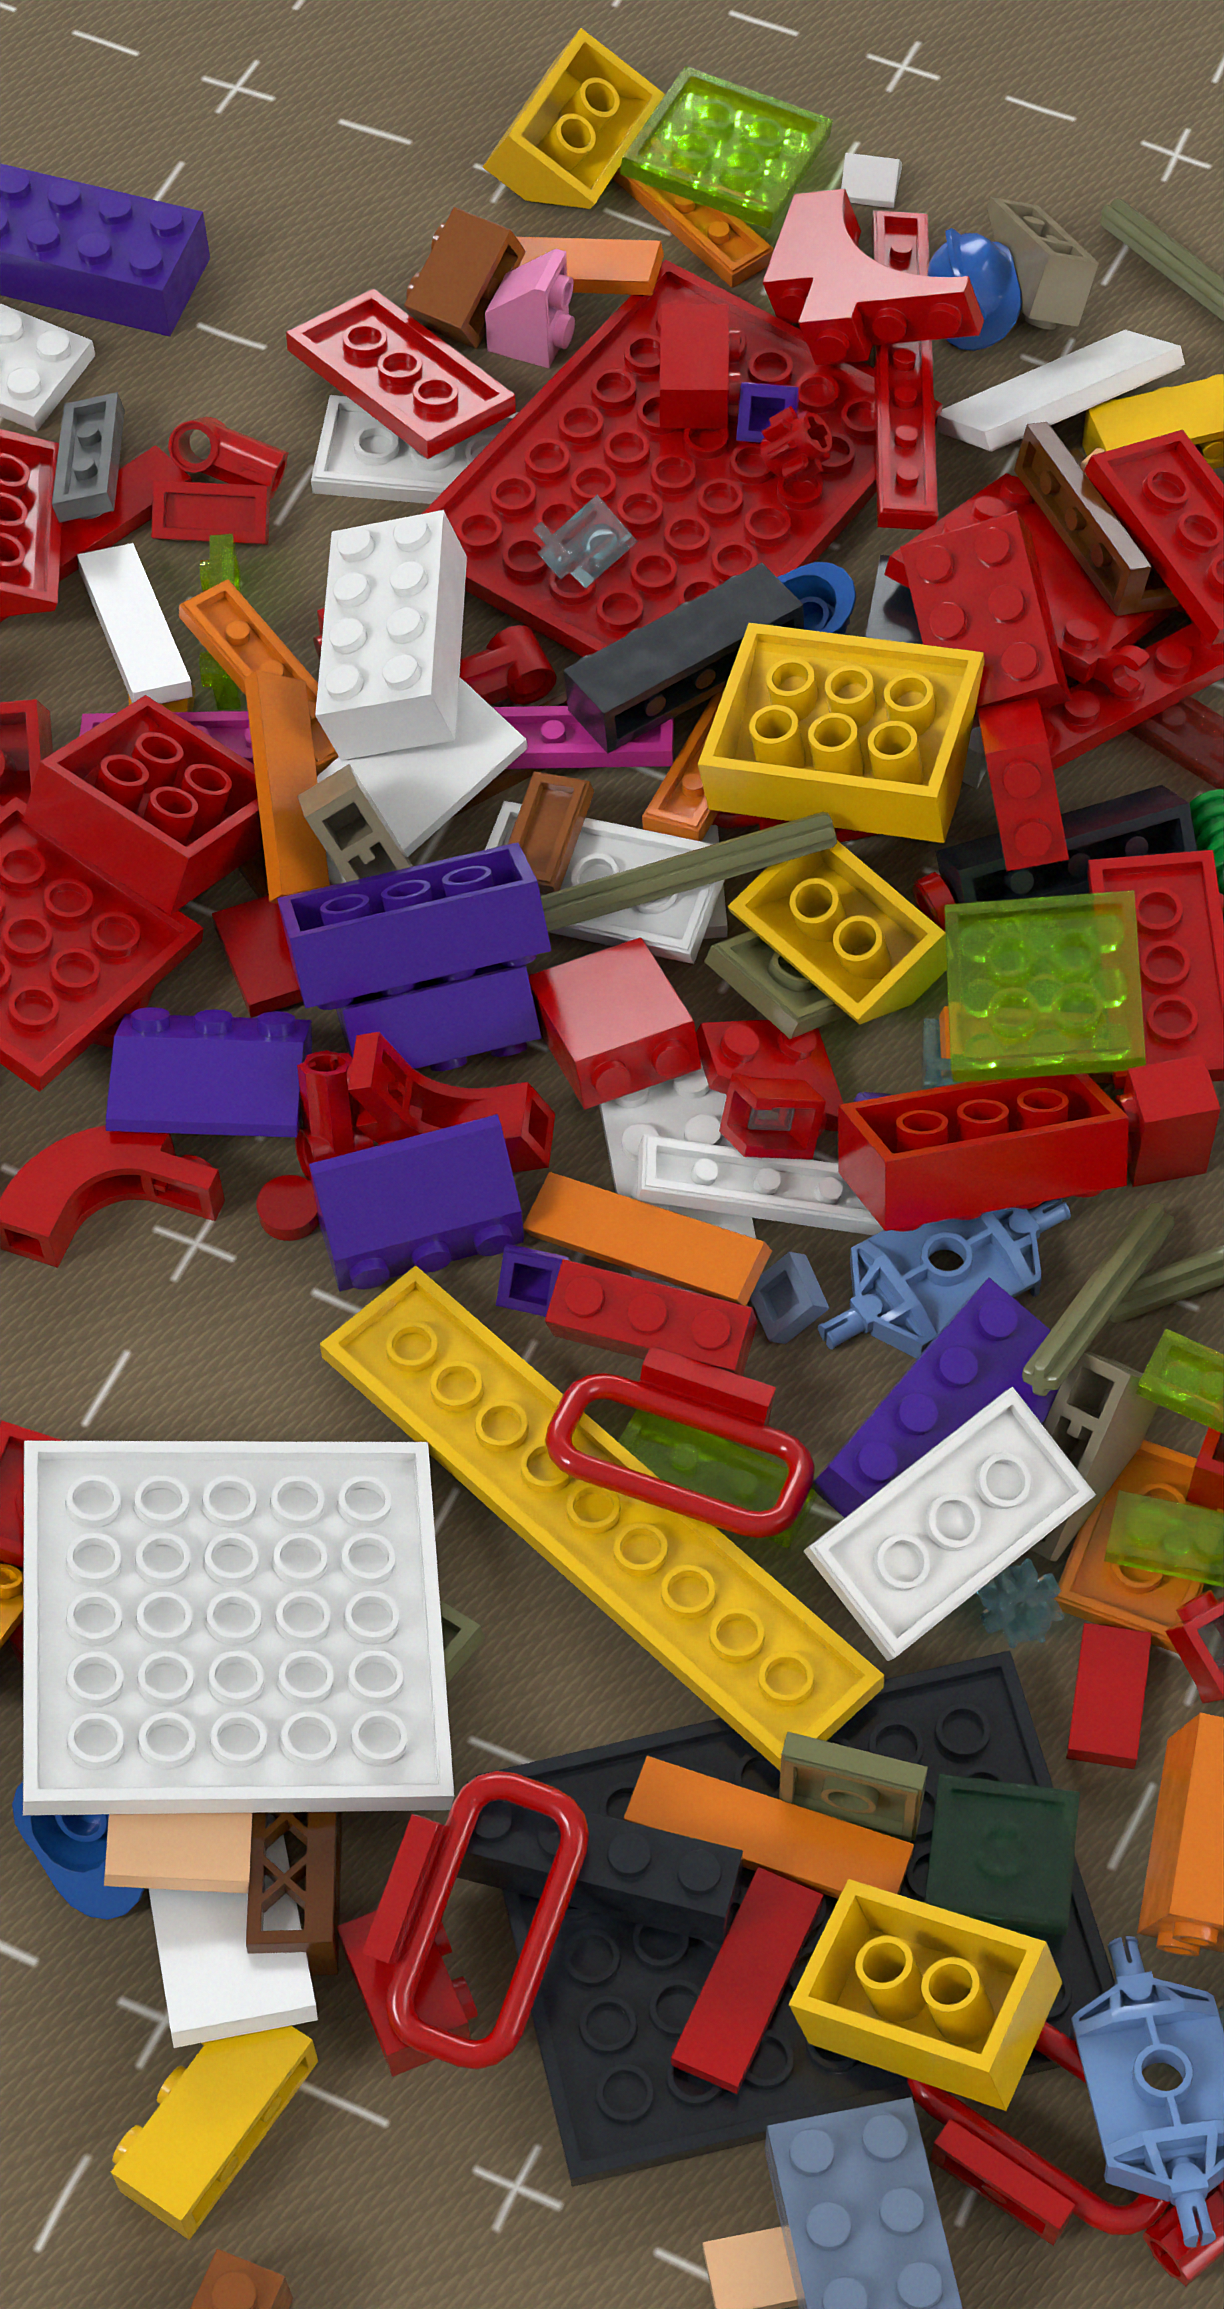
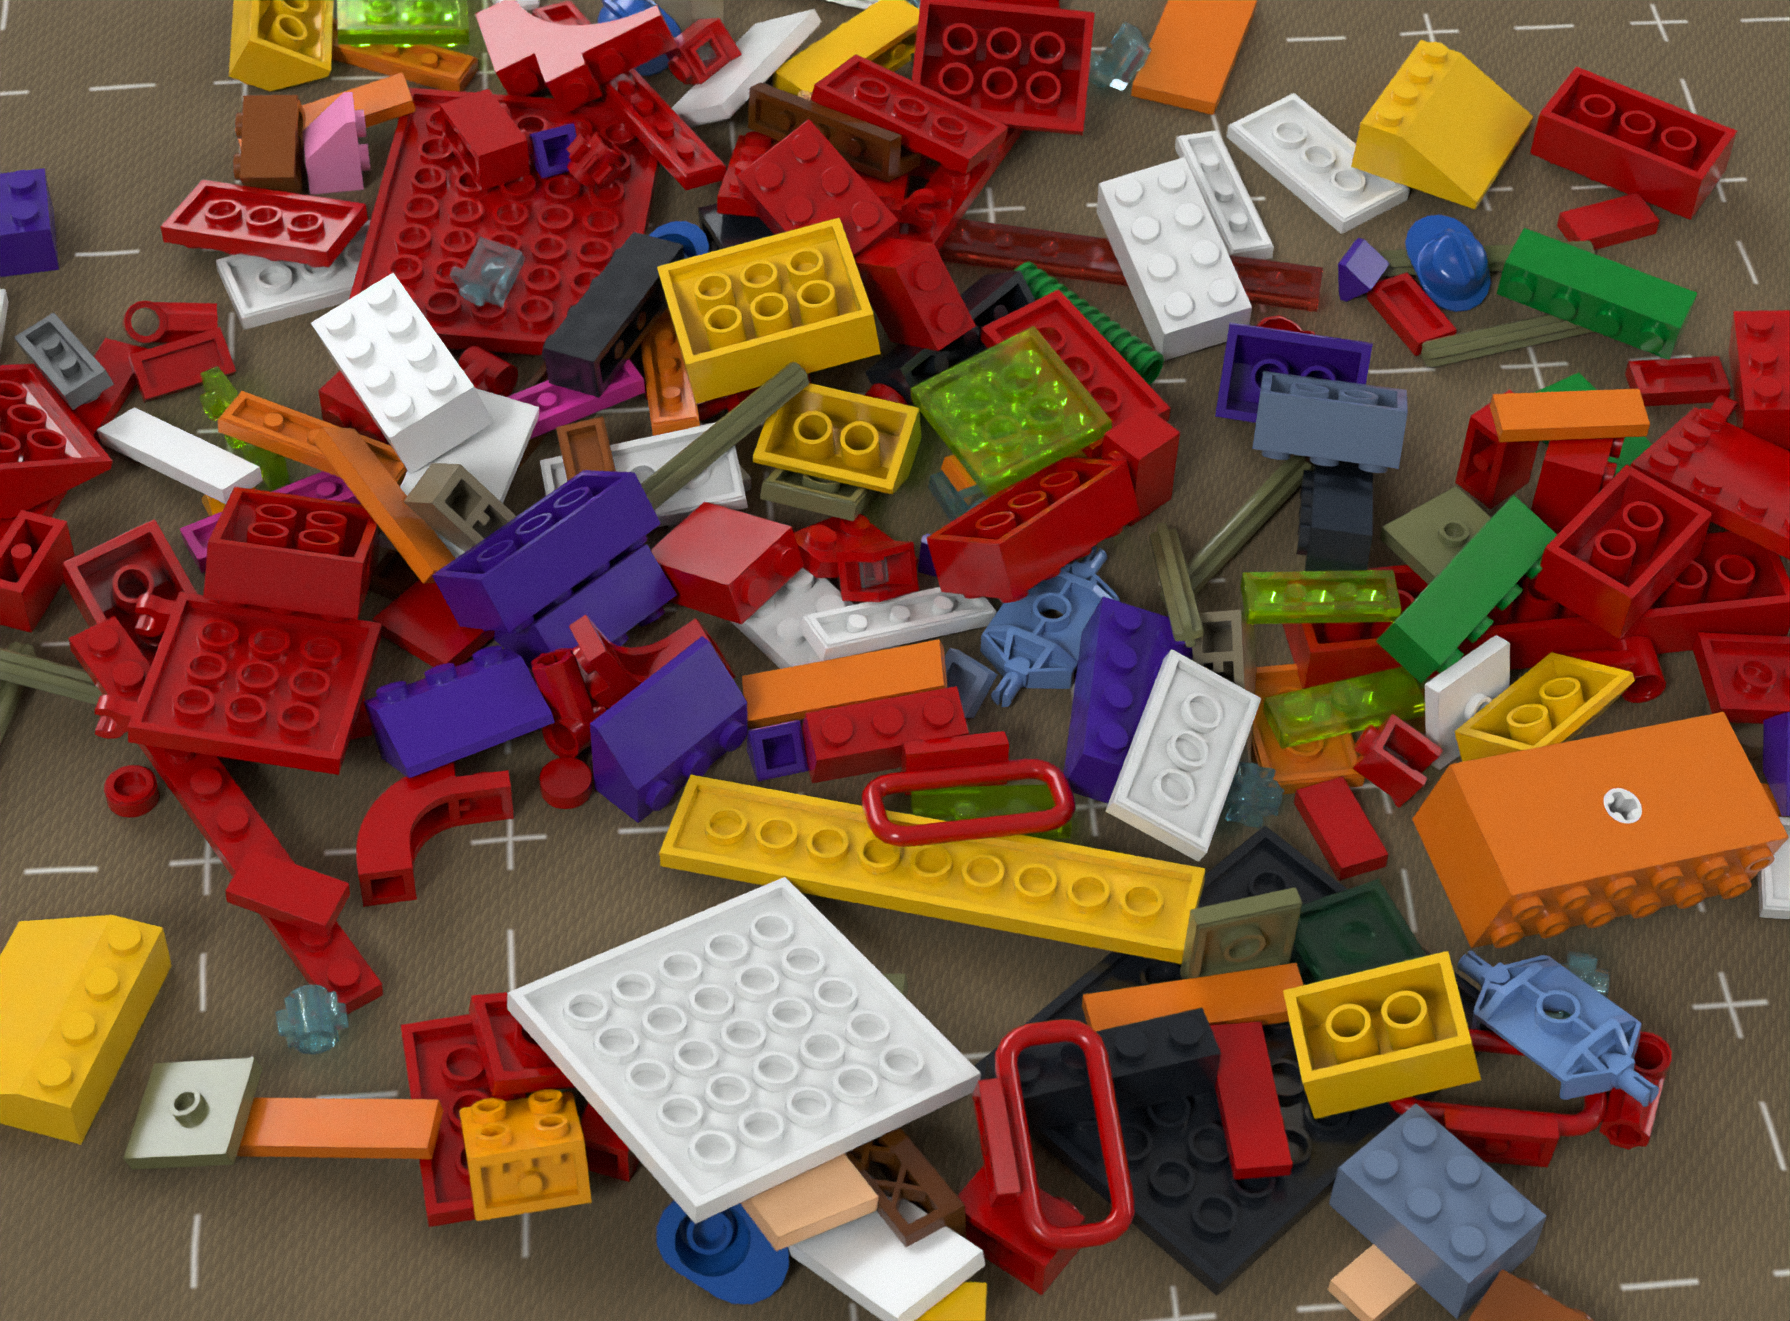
camera: 35 degrees left, 10 degrees down
(1023, 345) = (701, 51): none -> red window

